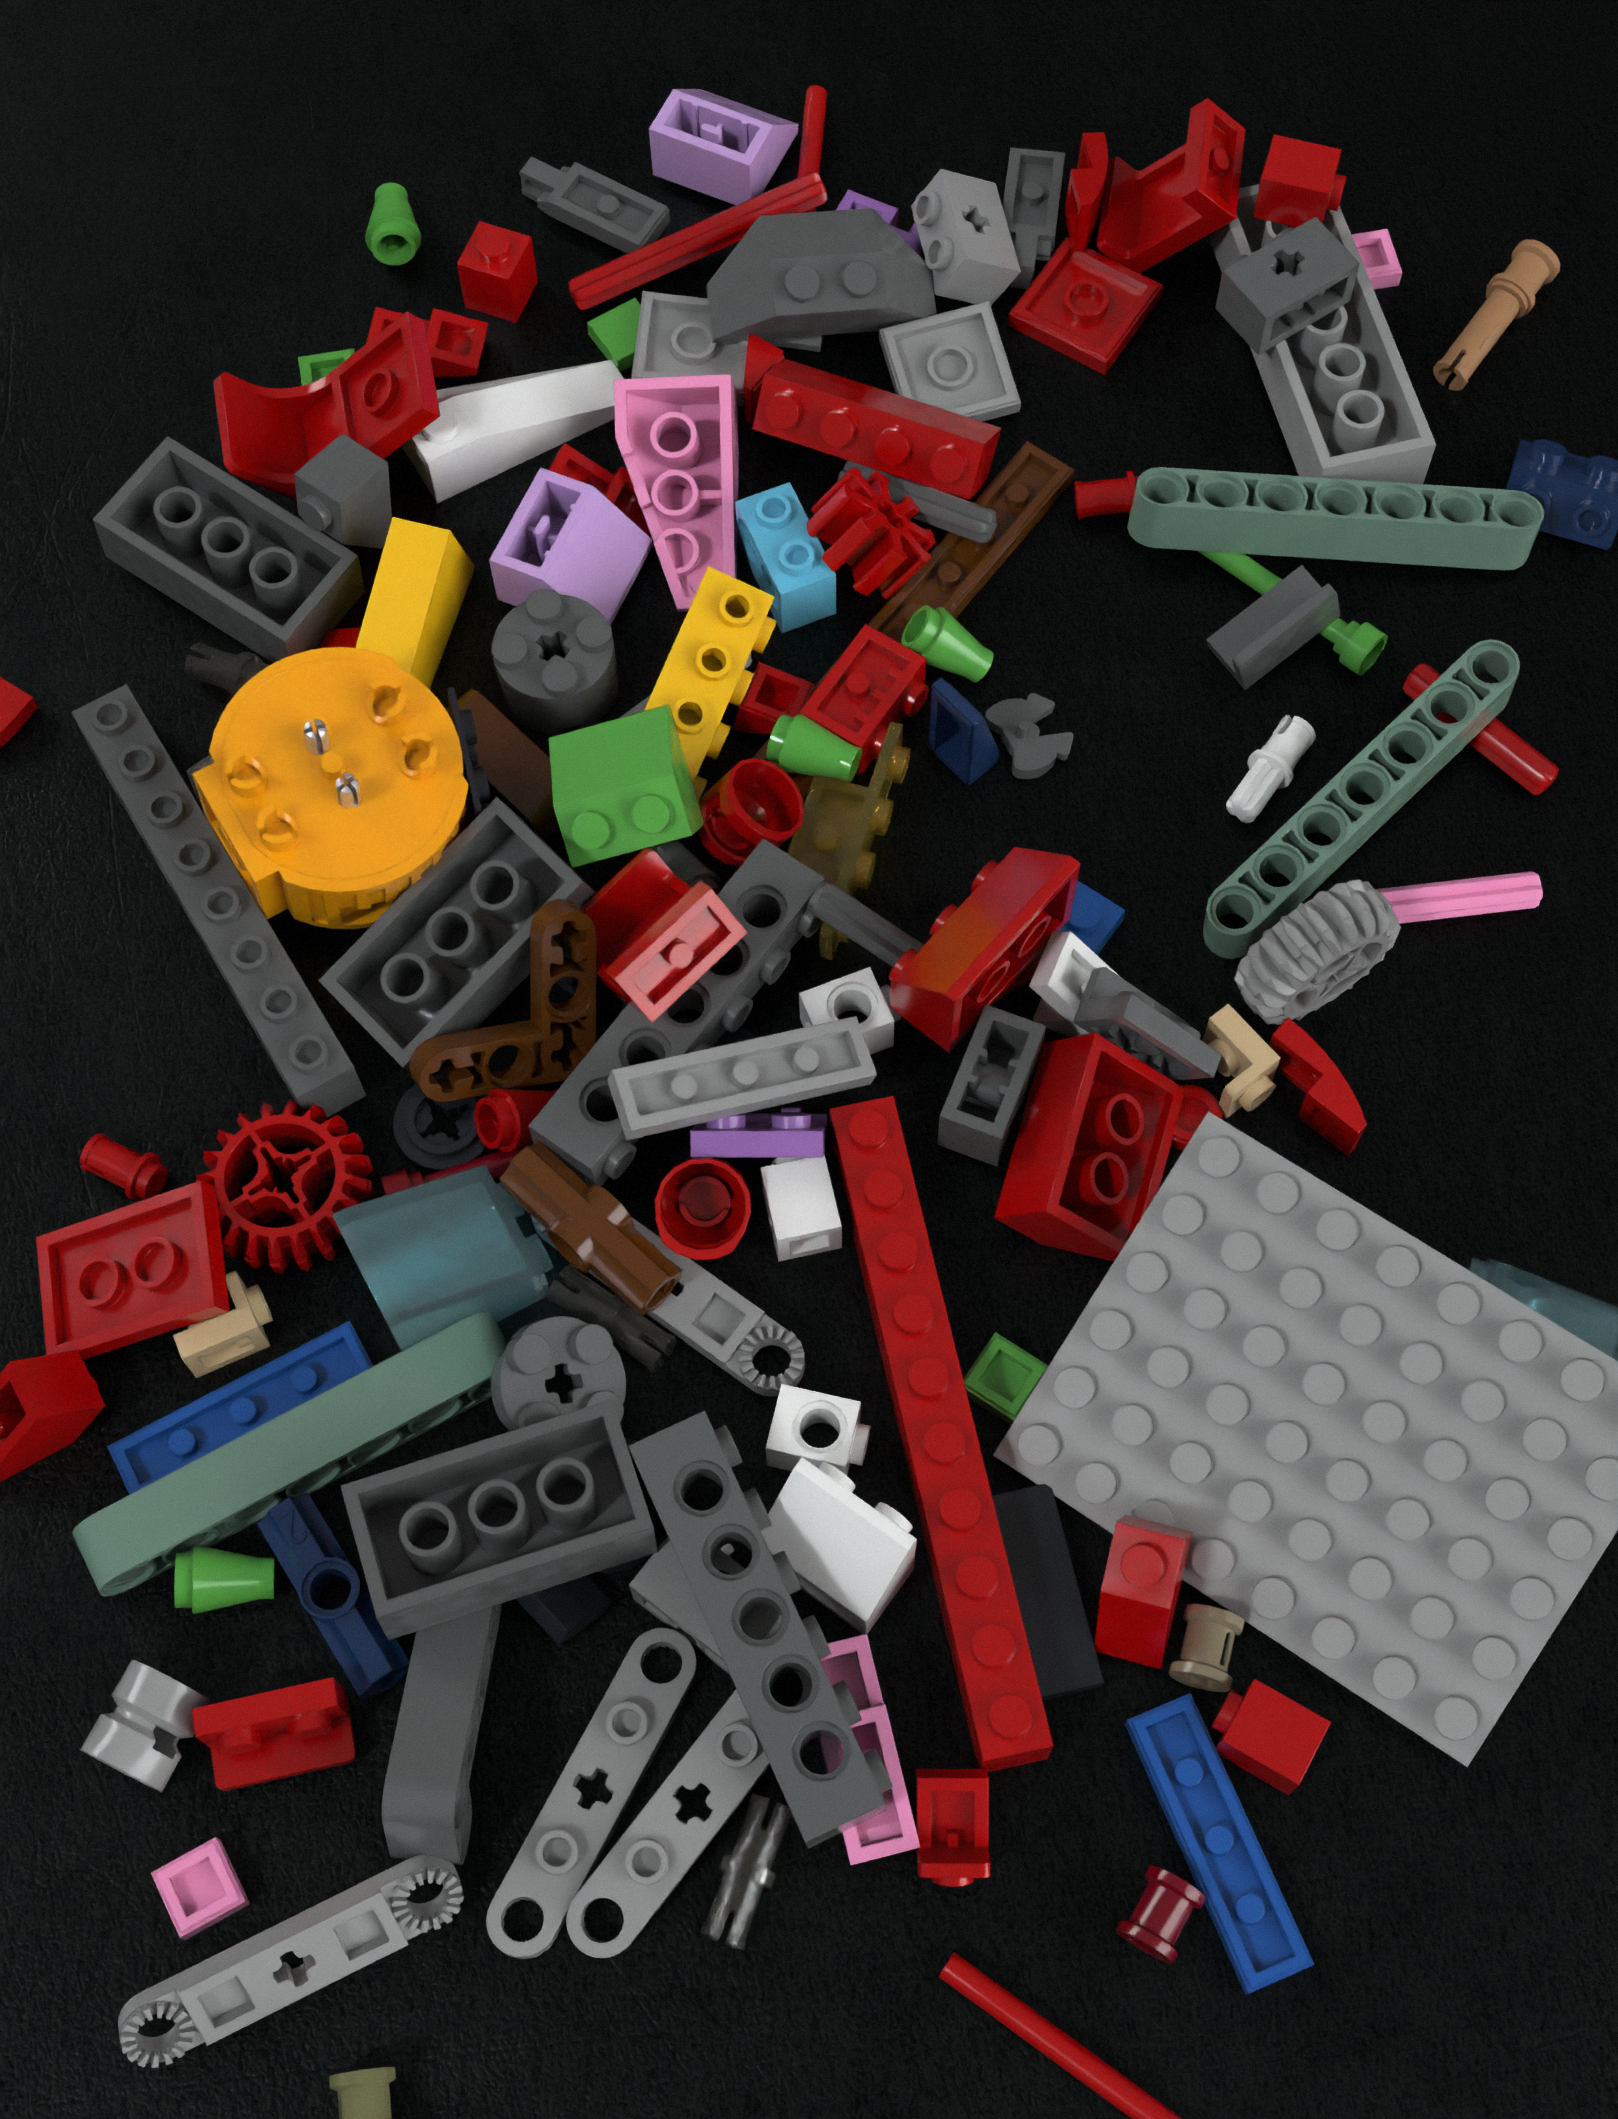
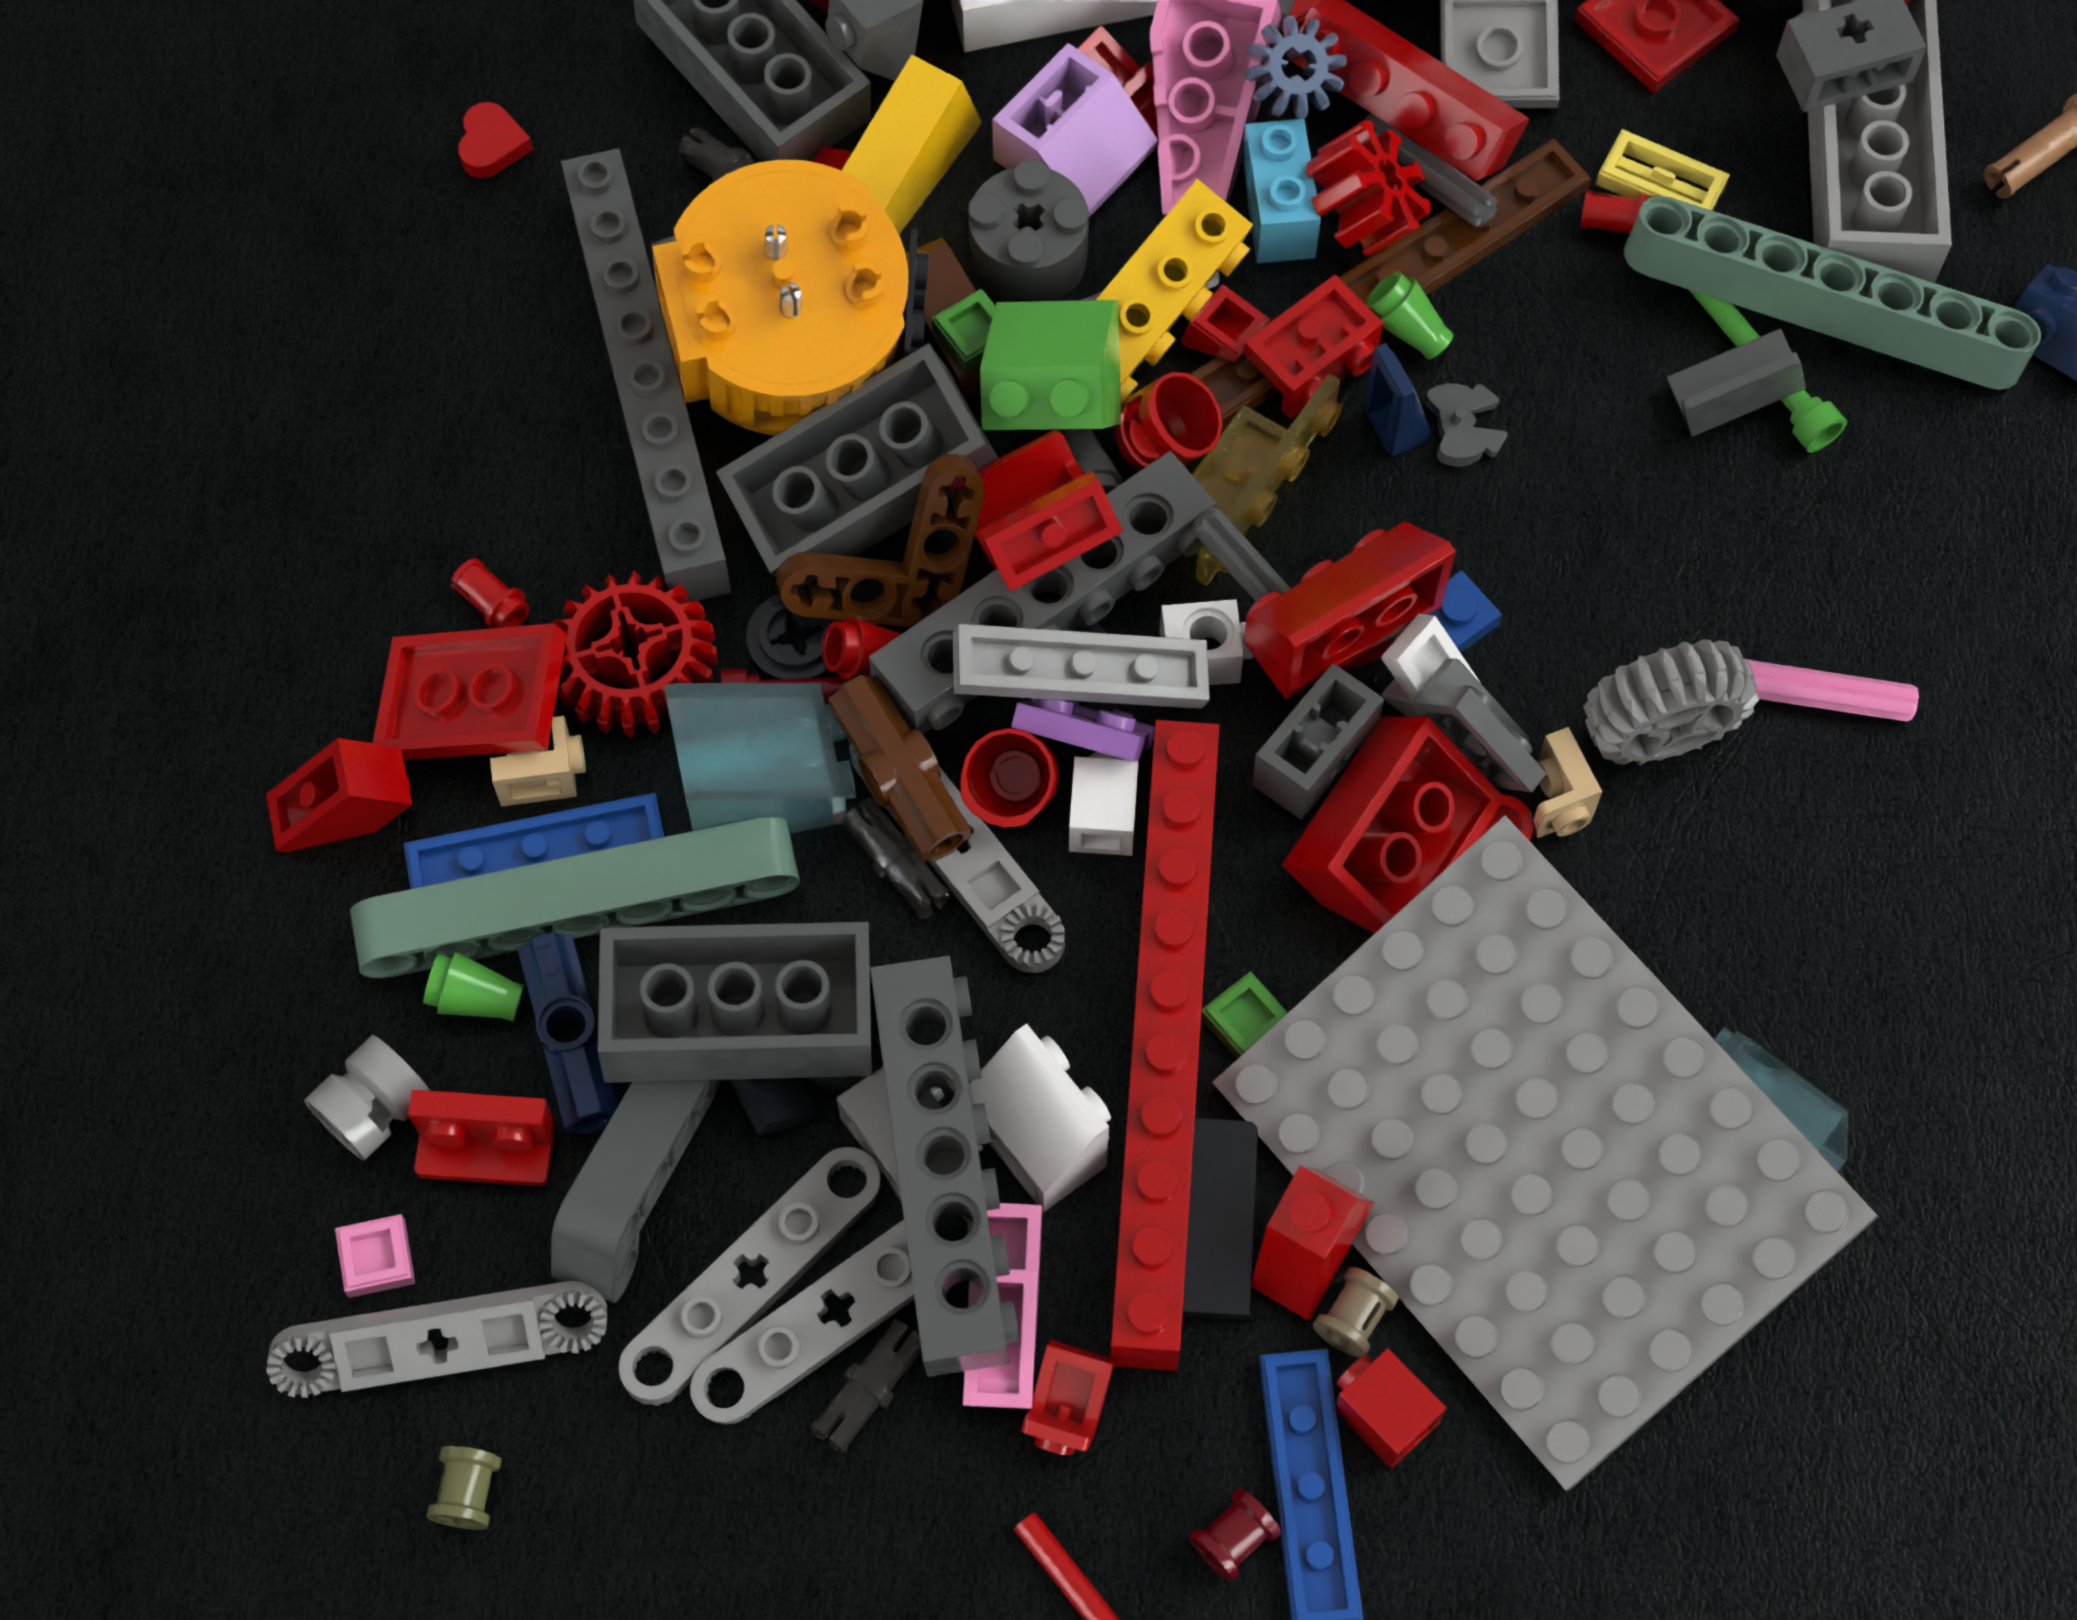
camera: 15 degrees right, 0 degrees up
(525, 771) = (965, 328): none -> bright green tile
(530, 1359) = (836, 862): dark grey plate -> none
(760, 413) = (1295, 88): none -> sand blue gear
(801, 1408) = (1045, 989): white brick -> none
(810, 749) = (1244, 379): bright green cone -> none
(1113, 460) = (1631, 178): none -> light yellow tile
(1271, 767) = (1689, 517): white axle -> none
(1329, 1100) = (1637, 843): red slope -> none
(1370, 772) = (1780, 545): sand green beam -> none
(1379, 258) = (1961, 46): bright pink tile -> none
(1494, 741) = (1910, 535): red axle -> none

